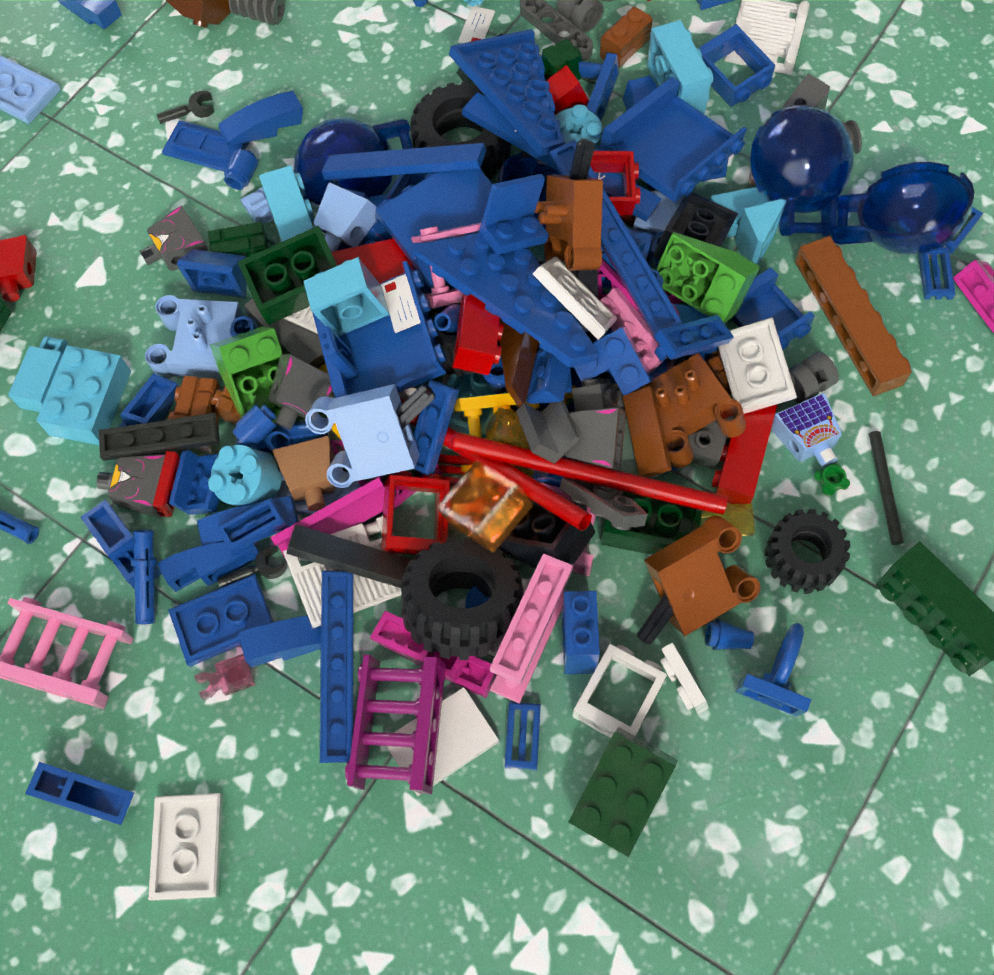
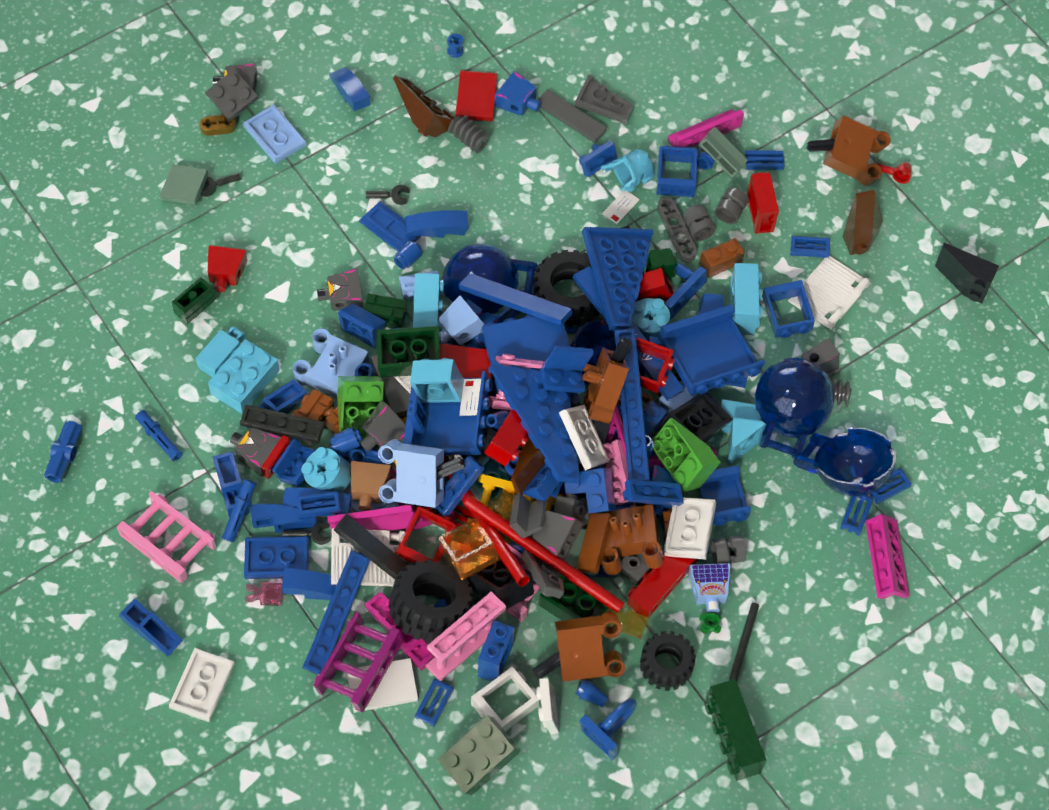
camera: 15 degrees right, 5 degrees down
(852, 316) = (780, 520): dark orange brick -> none

